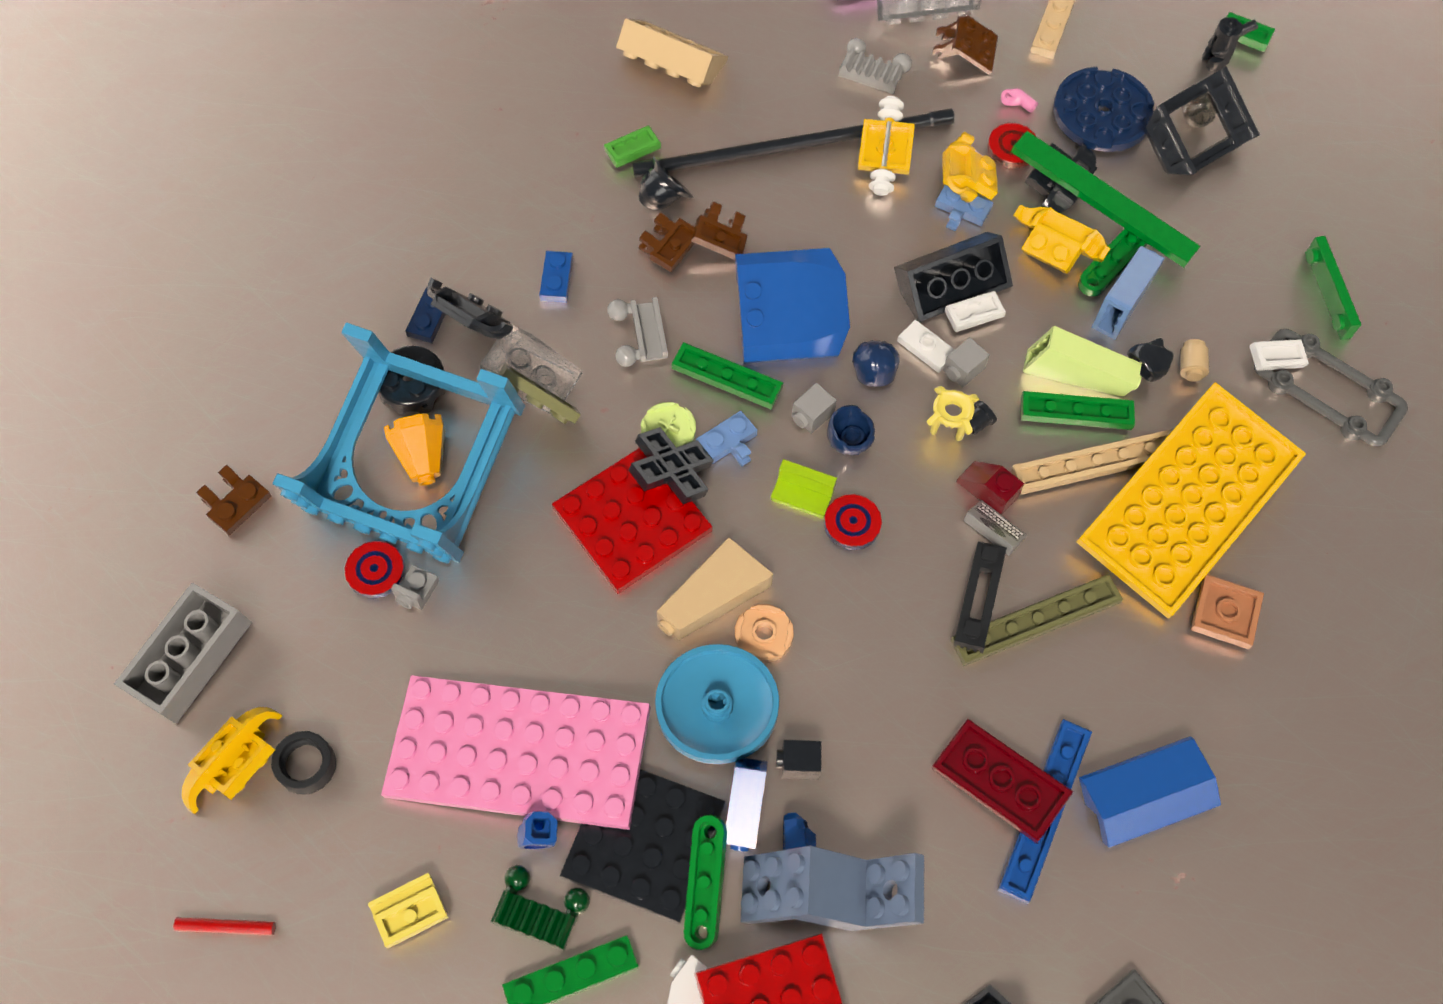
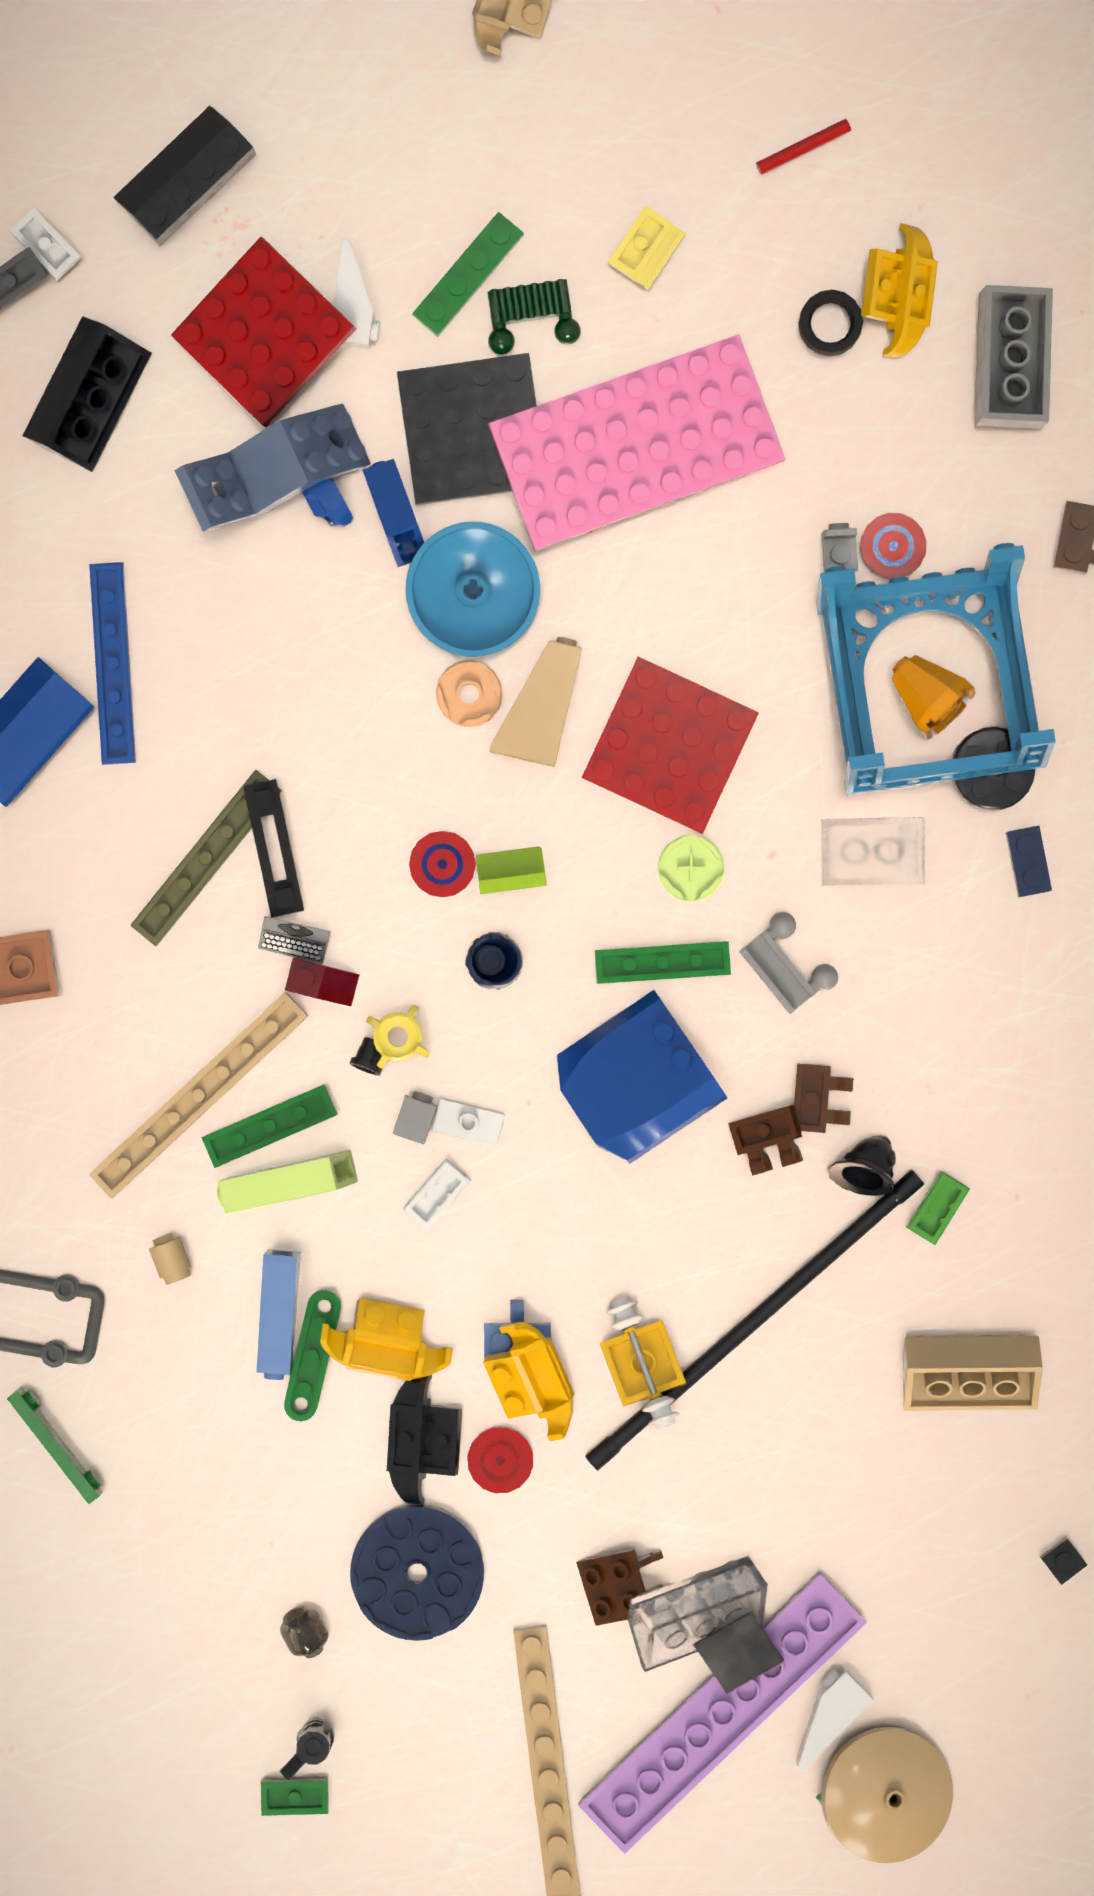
camera: 150 degrees right, 25 degrees up
(469, 310) = (977, 874): black plate -> none
(537, 831) = (569, 375): blue rock -> none
(540, 396) = (837, 812): olive plate -> none
(556, 276) = (920, 987): blue plate -> none
(671, 465) = (658, 815): black plate -> none
(705, 882) = (391, 416): green plate -> none
(730, 438) = (621, 889): medium blue plate -> none
(799, 759) = (366, 580): black brick -> none
(813, 408) = (549, 969): light grey brick -> none
(870, 71) = (718, 1480): light grey gear -> none
(876, 363) = (512, 1066): dark blue hair -> none
(954, 274) = (481, 1228): black slope -> none
(1002, 780) = (166, 666): dark red tile -> none
(1018, 97) = (527, 1535): bright pink arm -> none
(1105, 199) = (358, 1420): green tile -> none
(1154, 358) = (215, 1222): black piece -> none
(1191, 499) = (106, 1076): yellow plate -> none
(1231, 113) = (266, 1633): black wedge -> none
(1279, 354) = (81, 1317): white tile -> none

